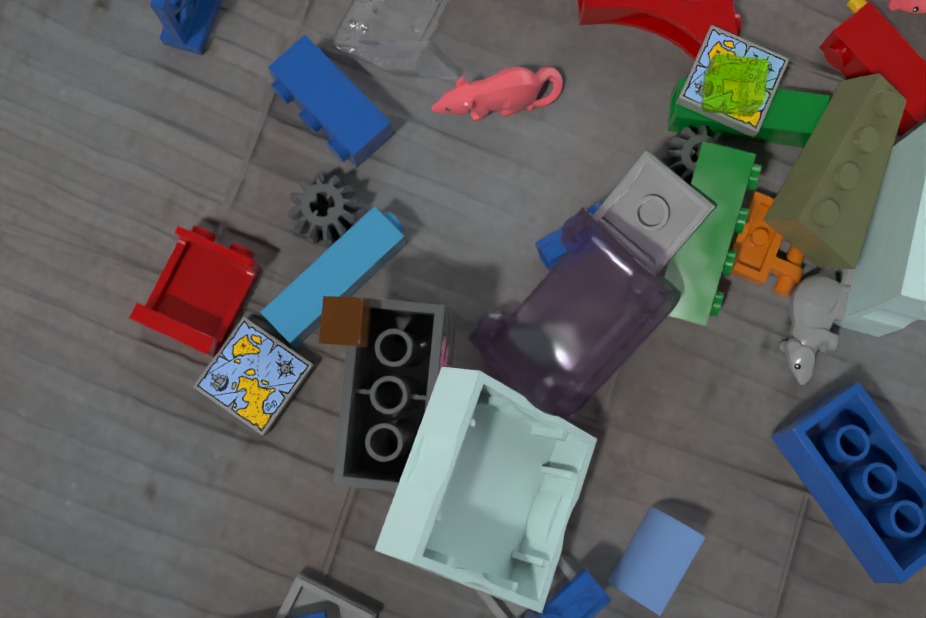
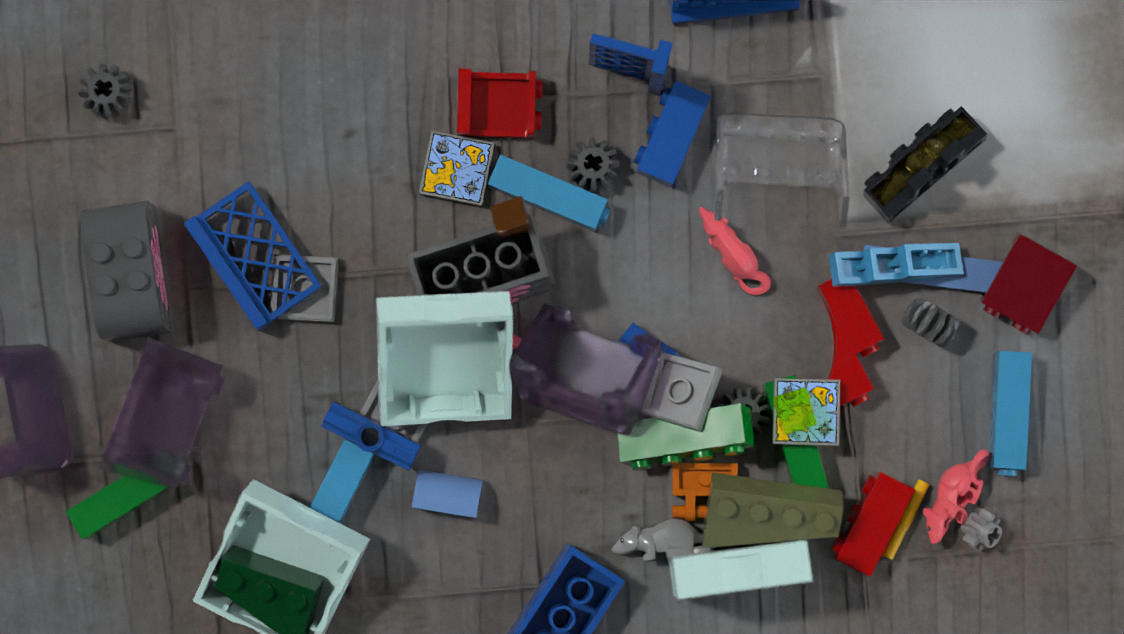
camera: 75 degrees right, 5 degrees up
(230, 101) = (631, 59): none -> blue fence

